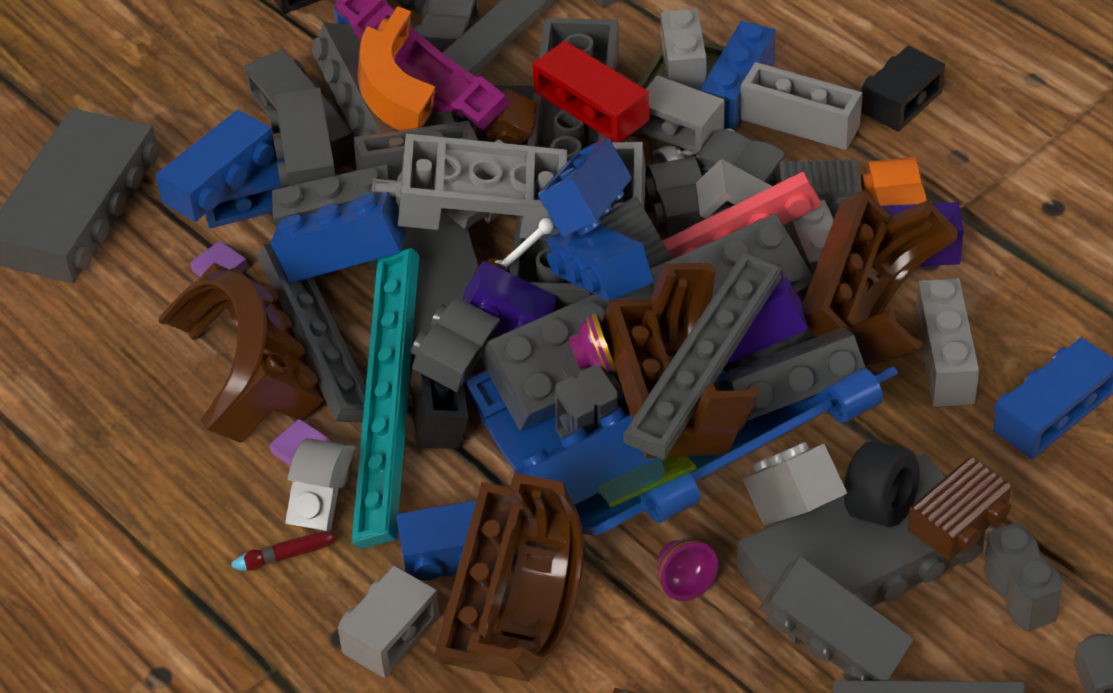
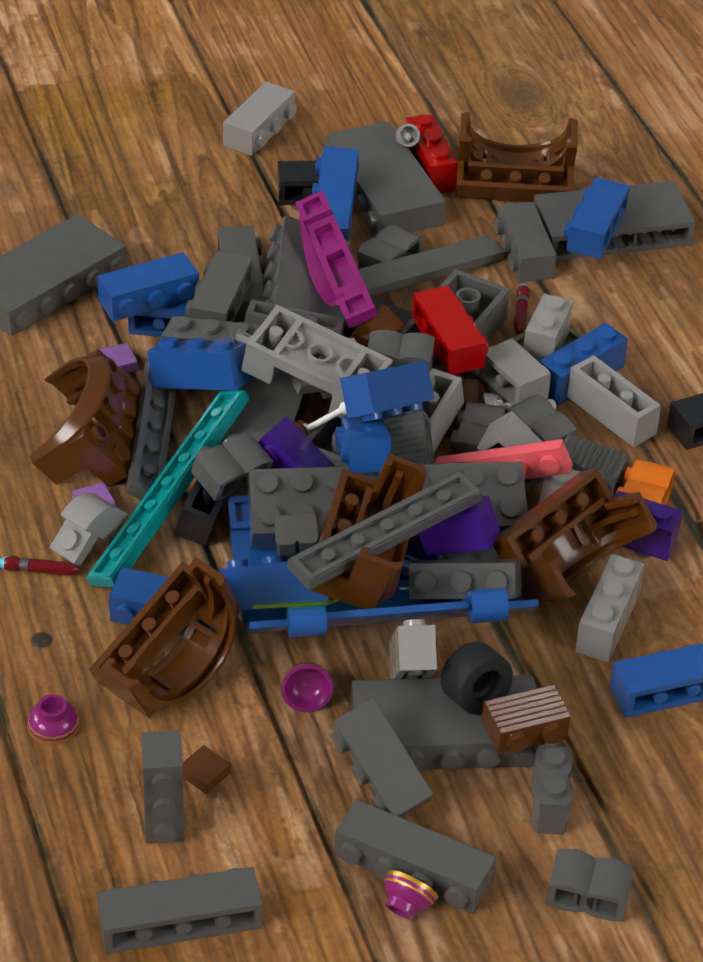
camera: 20 degrees right, 5 degrees down
(384, 87) = (297, 279): orange arch -> none
(388, 621) = (74, 638): light grey brick -> none
(565, 129) = (403, 348): none -> dark grey brick
(591, 345) = (318, 497): magenta piece -> none
(628, 37) = (521, 308): none -> dark red piece

